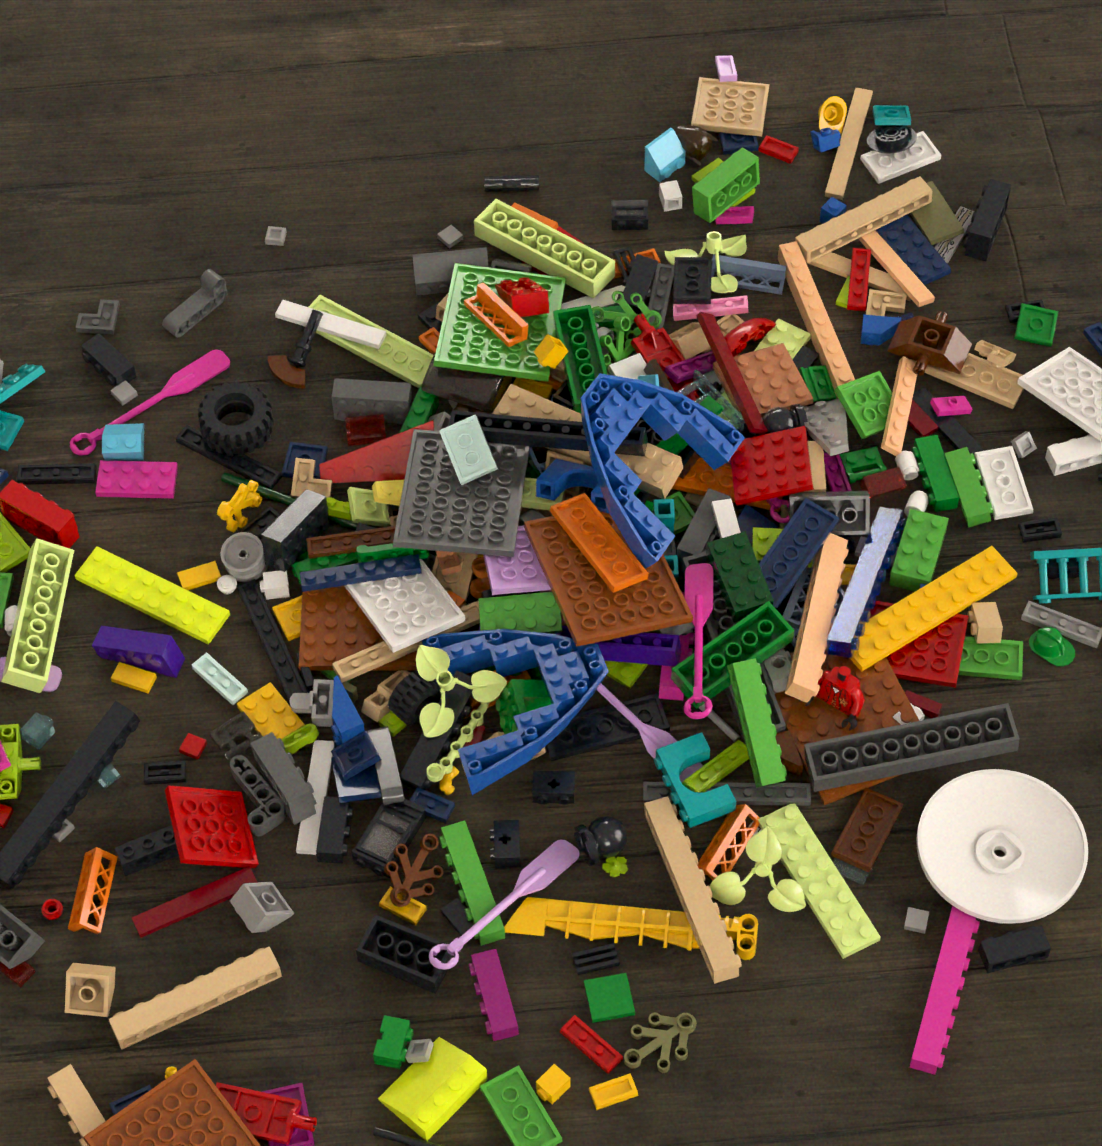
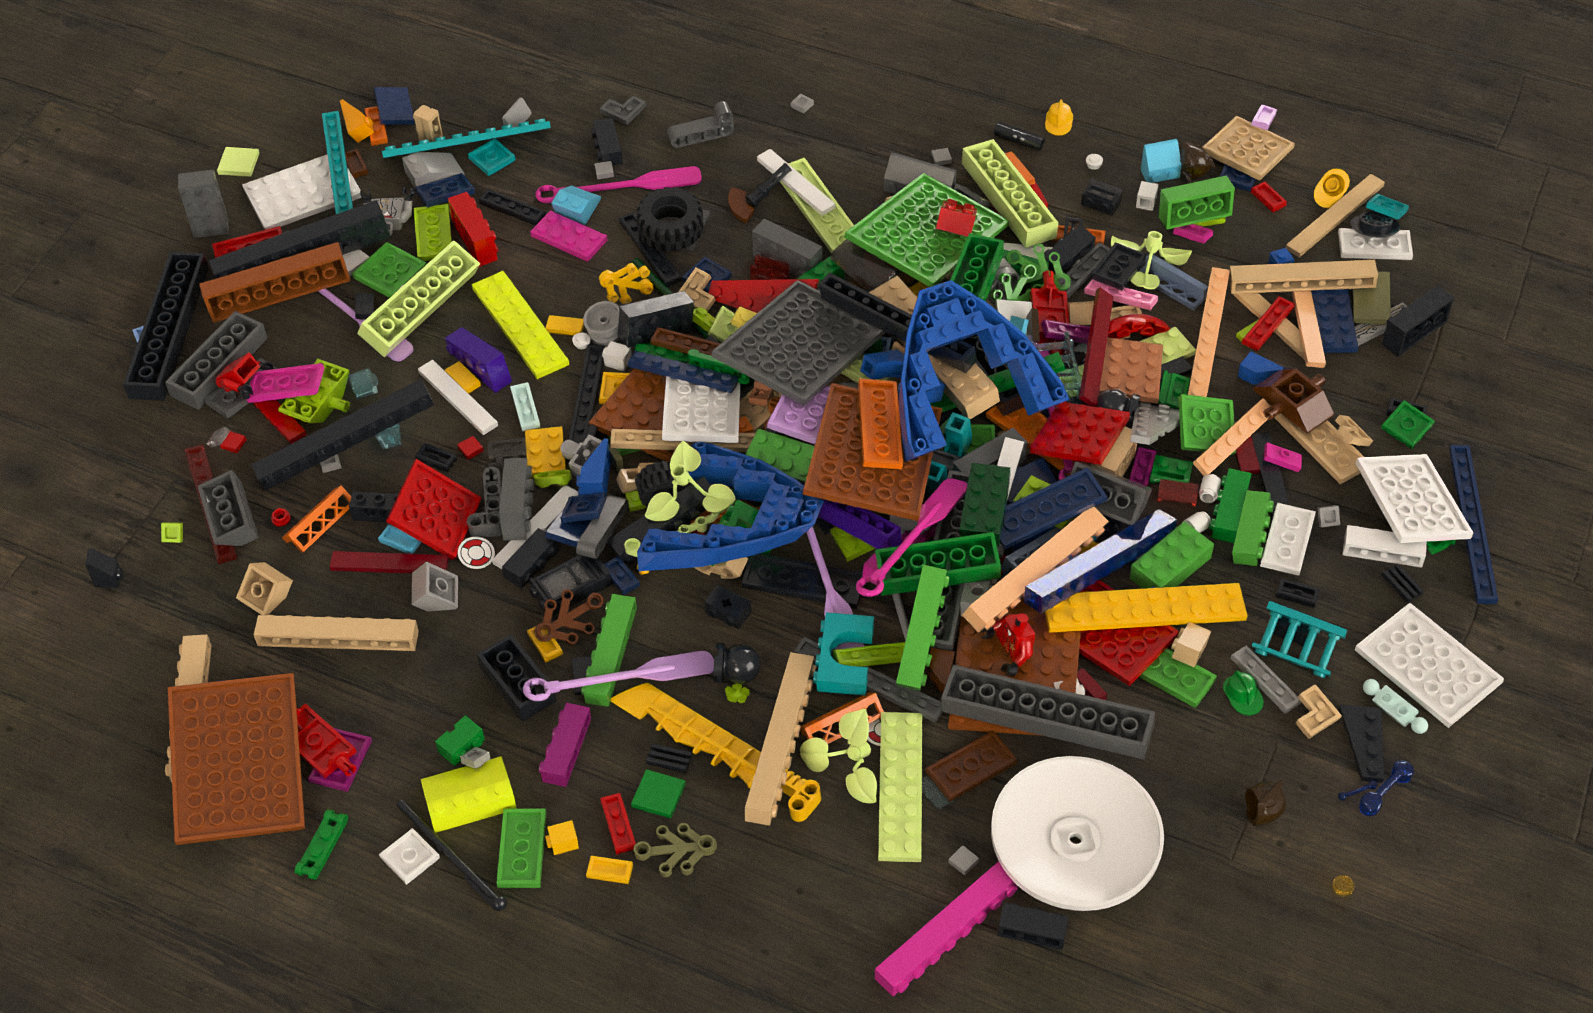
camera: 30 degrees right, 5 degrees down
(143, 700) = (458, 397): none -> white tile
(188, 874) = (399, 540): none -> medium azure tile
(274, 849) = (476, 552): none -> sticker
(468, 449) = (821, 307): light aqua plate -> none
(501, 314) = (928, 223): orange fence -> none
(505, 832) = (658, 632): black brick -> none
(536, 149) = (1059, 119): none -> yellow piece
(550, 351) = (944, 263): yellow brick -> none
(597, 180) = (1094, 161): none -> white plate
(825, 139) = (1314, 203): blue brick -> none
(885, 301) = (1277, 349): tan plate -> none

